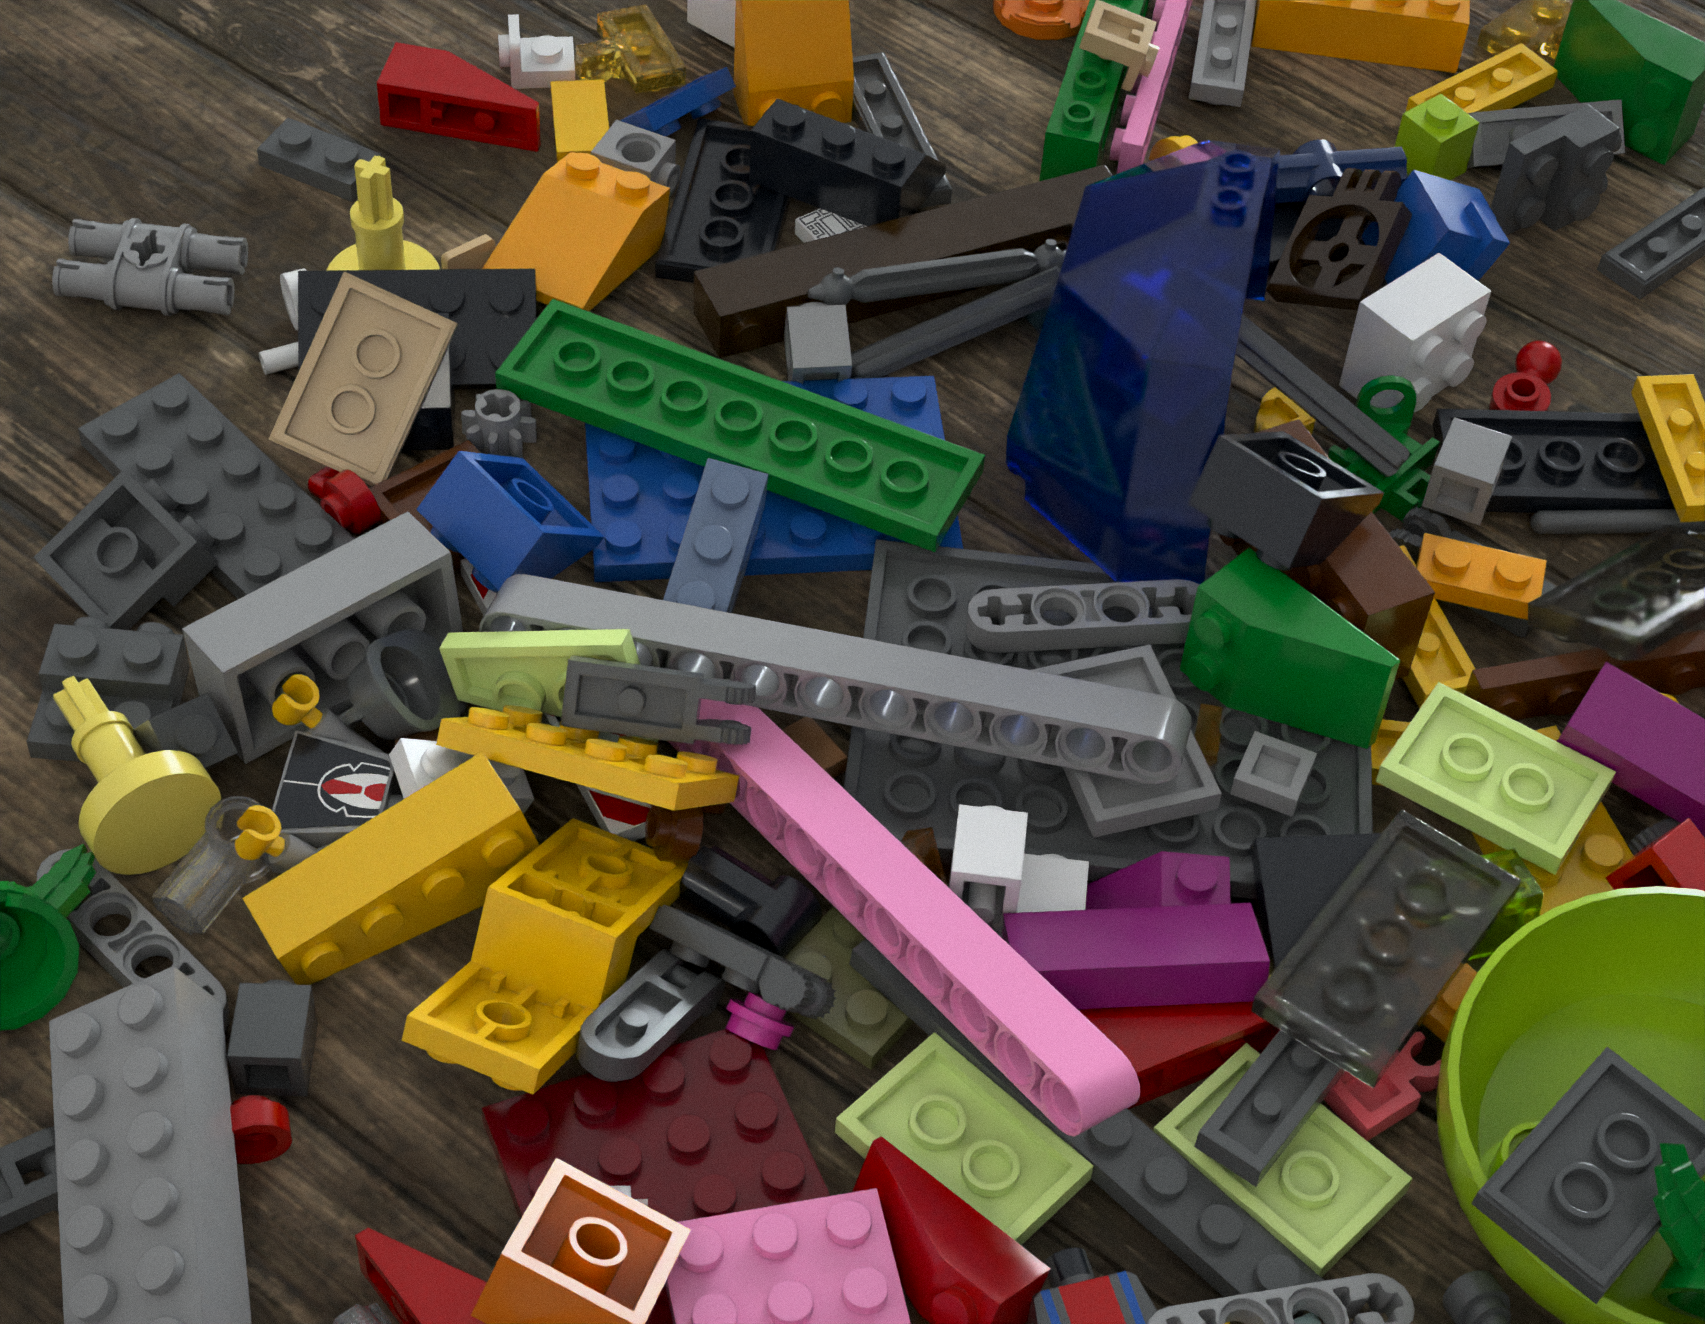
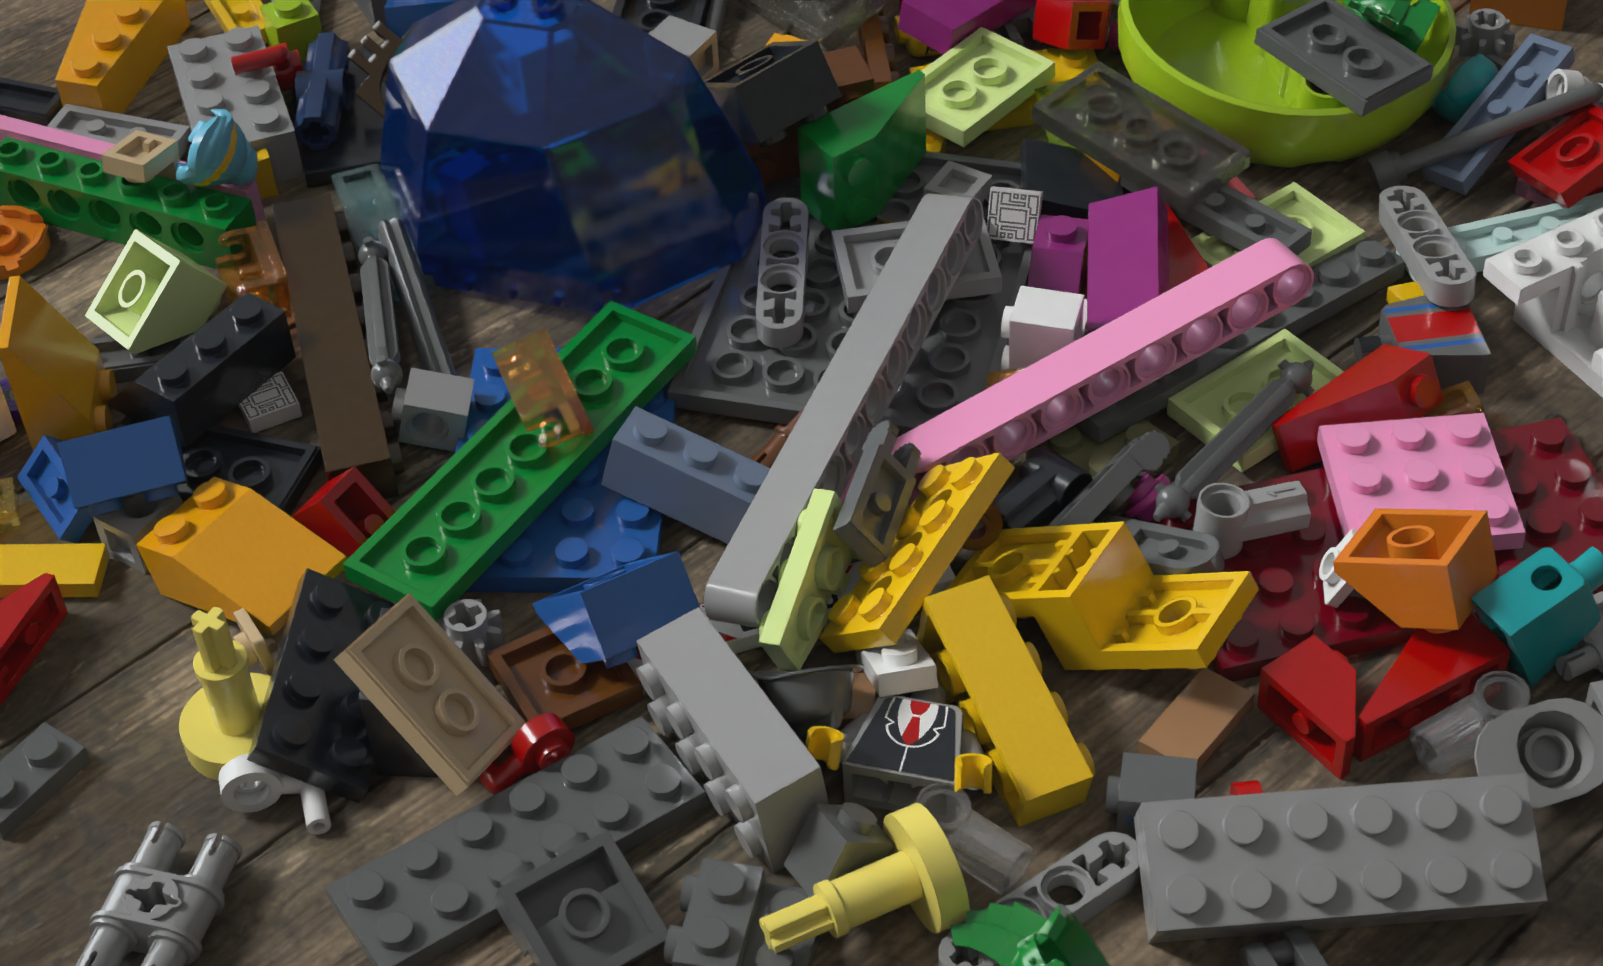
camera: 75 degrees left, 5 degrees down
(405, 1088) = (1198, 718): none -> medium nougat tile
(428, 1199) = (1314, 701): none -> red slope
(648, 299) = (345, 511): none -> red slope
(663, 114) = (124, 464): none -> blue slope
(697, 1105) = (1250, 514): none -> light grey piece
(802, 403) = (542, 388): none -> clear orange hinge
(851, 1098) = (1233, 440): none -> dark grey wheel
(959, 112) = (154, 295): none -> yellowish green slope
(1003, 175) = (255, 268): none -> clear orange hinge
(1135, 89) = (218, 154): none -> medium azure hair
(1230, 826) = (1013, 214): none -> white tile
(1291, 100) = (252, 98): none -> light grey brick
(1346, 129) = (284, 62): none -> red plate

